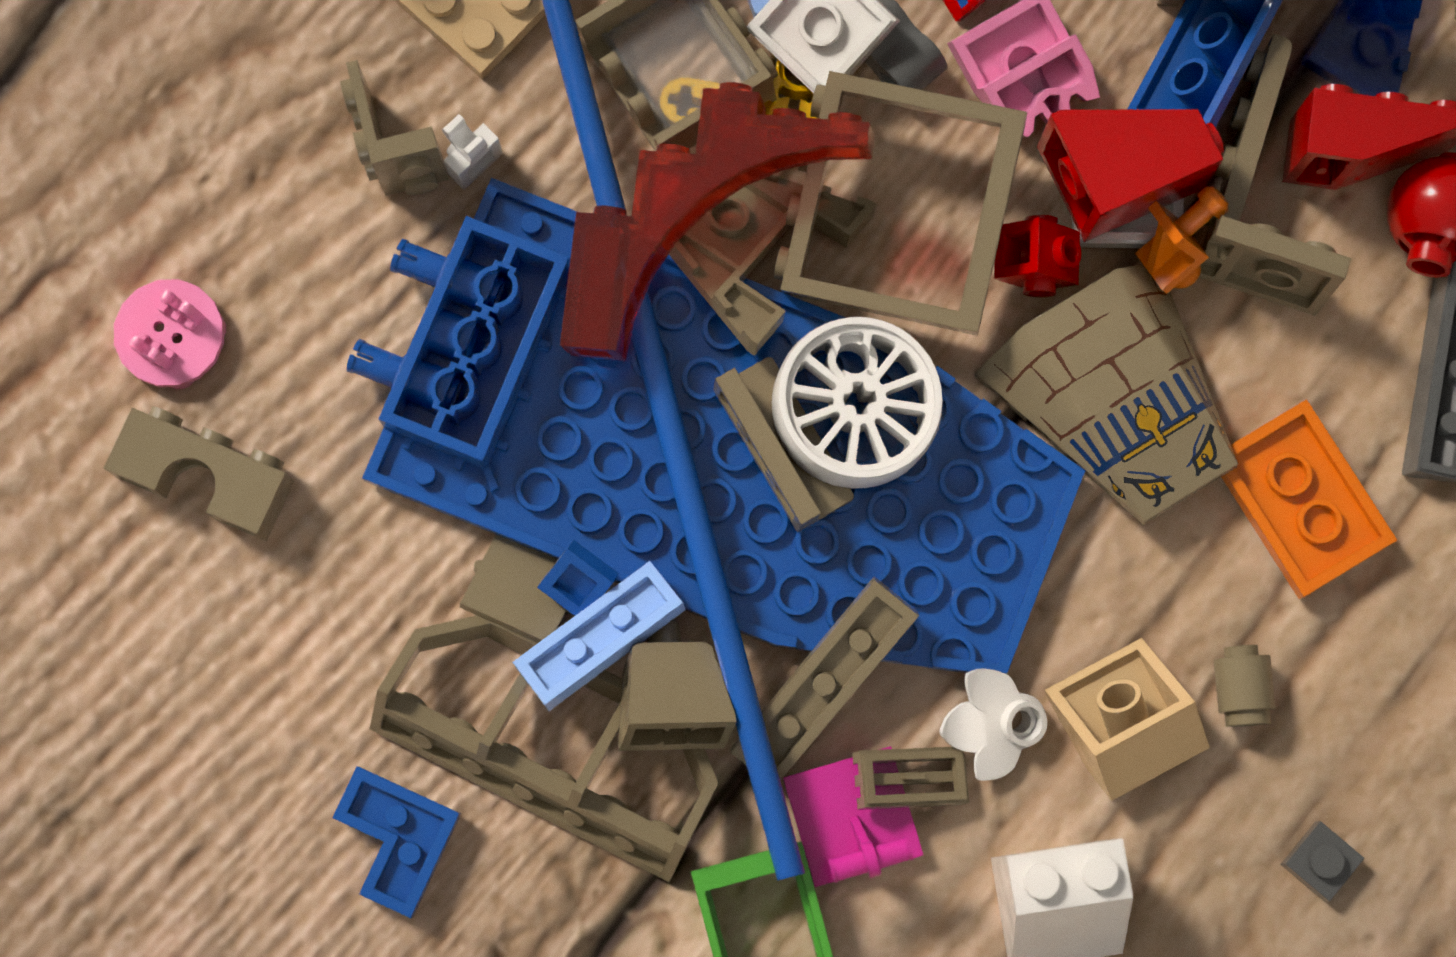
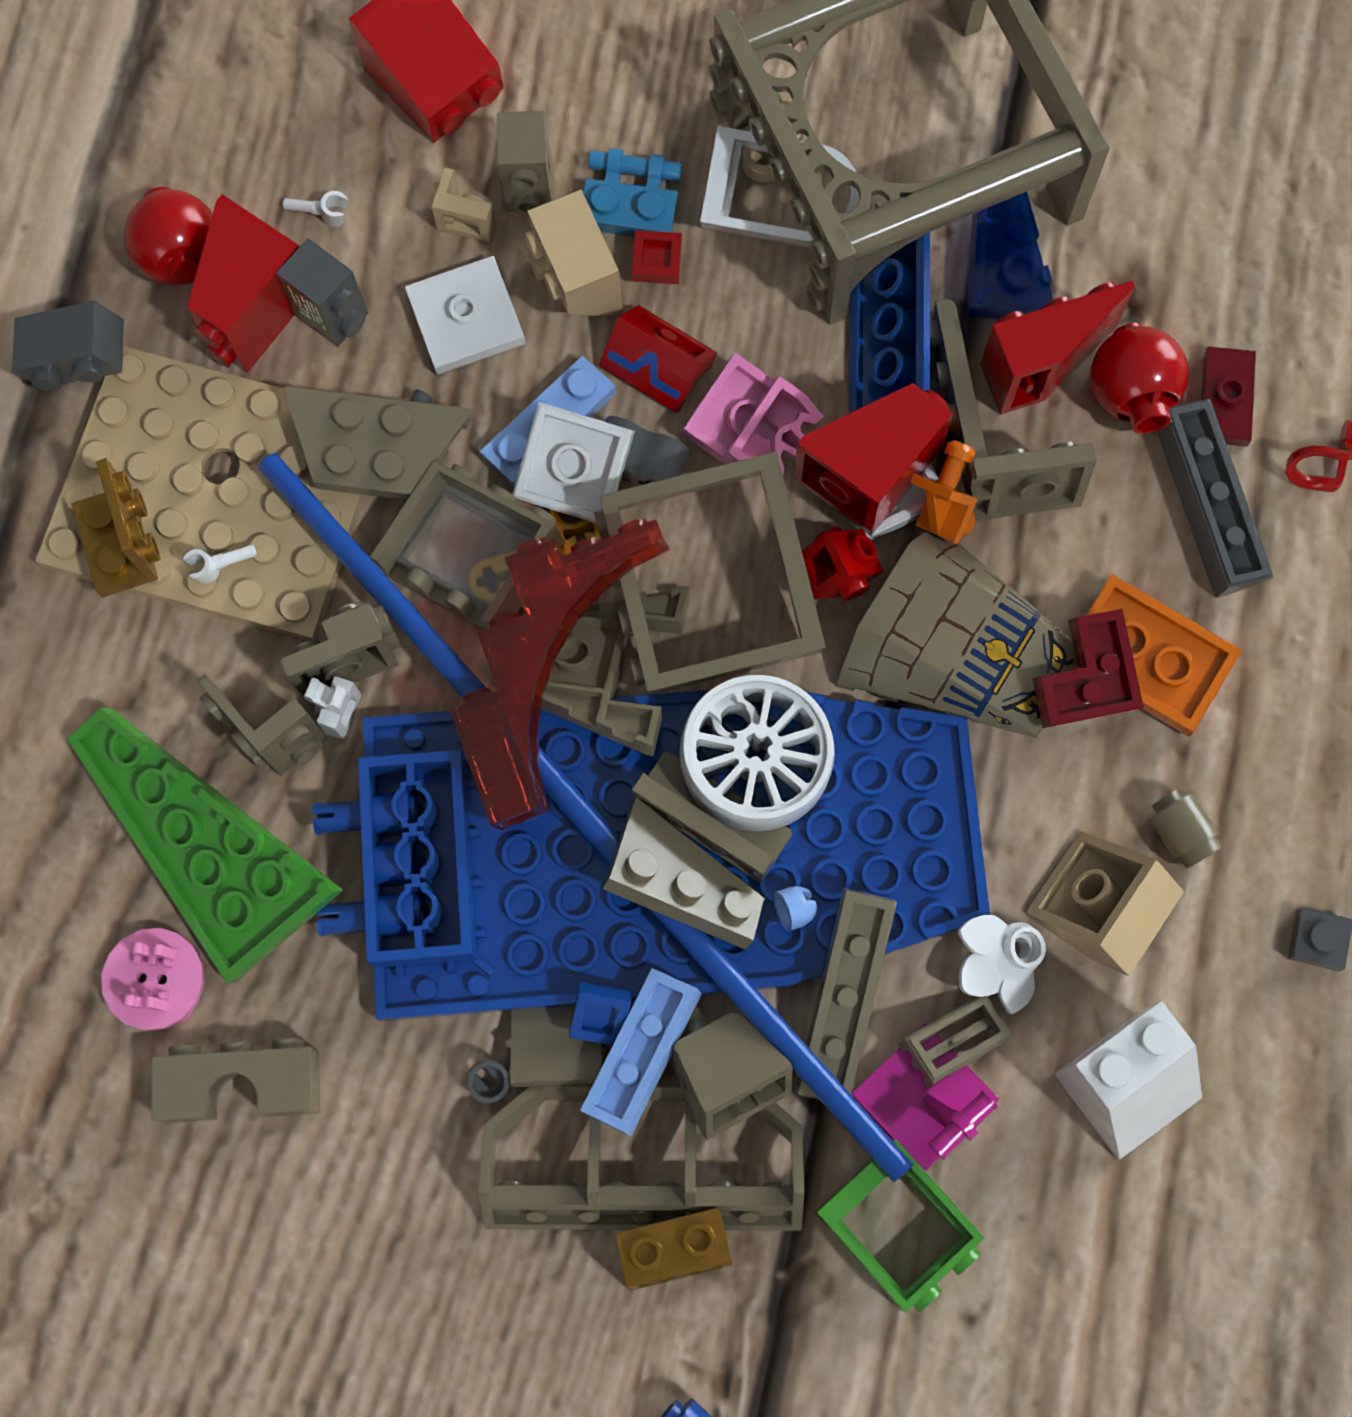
camera: 20 degrees left, 5 degrees down
(281, 251) = (217, 864): none -> bright green wing
(412, 836) = (567, 1301): blue plate -> none
(429, 594) = (479, 1088): none -> dark grey hinge
(518, 105) = (356, 648): none -> dark tan plate
(536, 837) = (673, 1249): none -> pearl gold bracket
(719, 490) = (680, 880): none -> dark tan wing
(818, 571) = (794, 907): none -> light blue hinge
(1241, 500) = (1105, 675): none -> dark red plate

